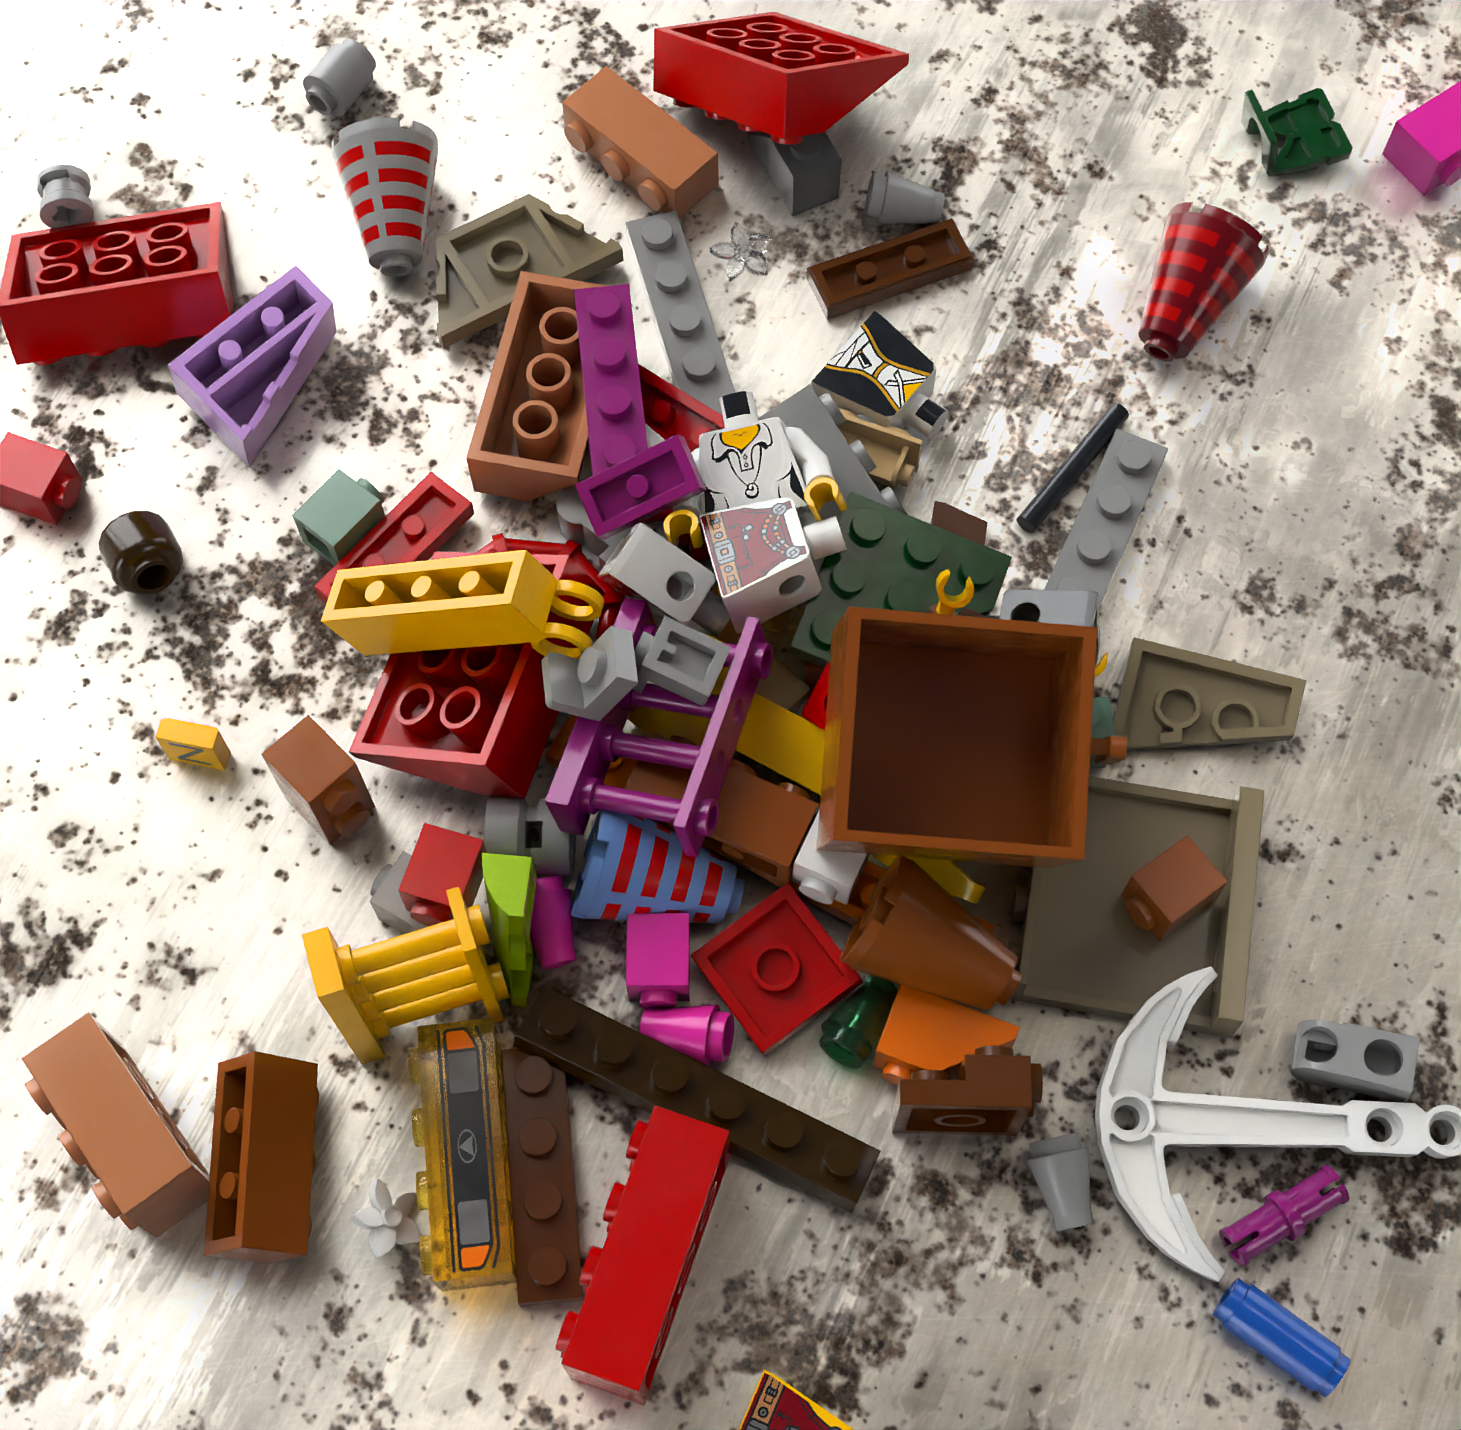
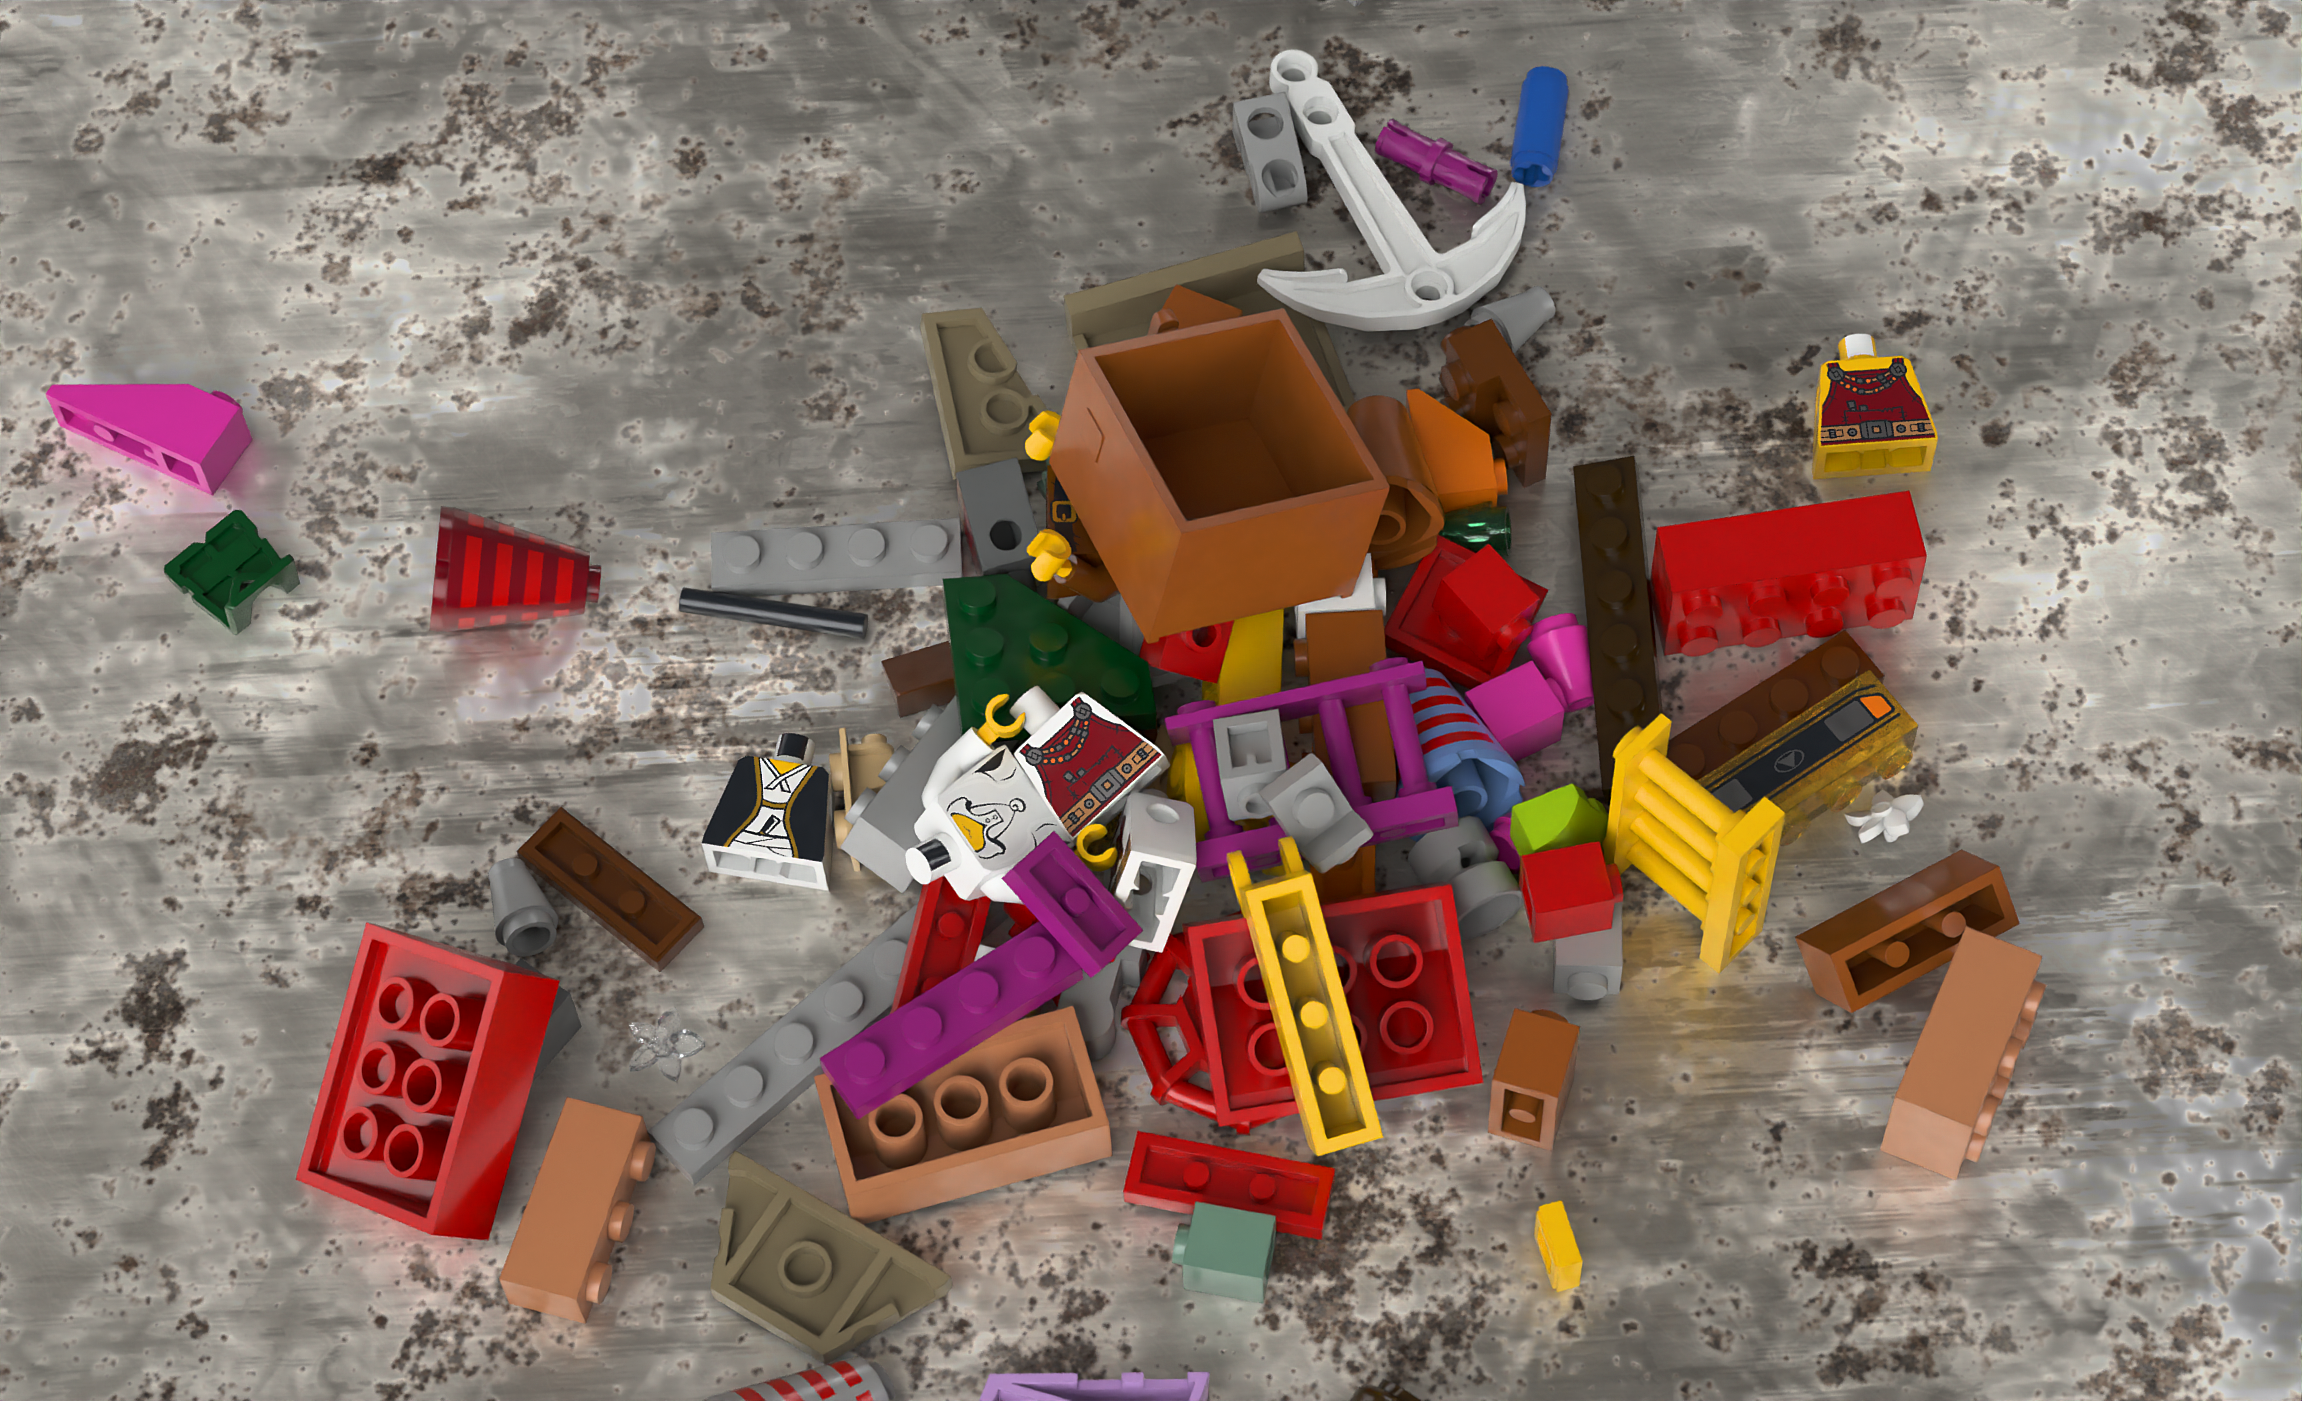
camera: 115 degrees left, 5 degrees down
(757, 971) = (1486, 603): none -> red brick

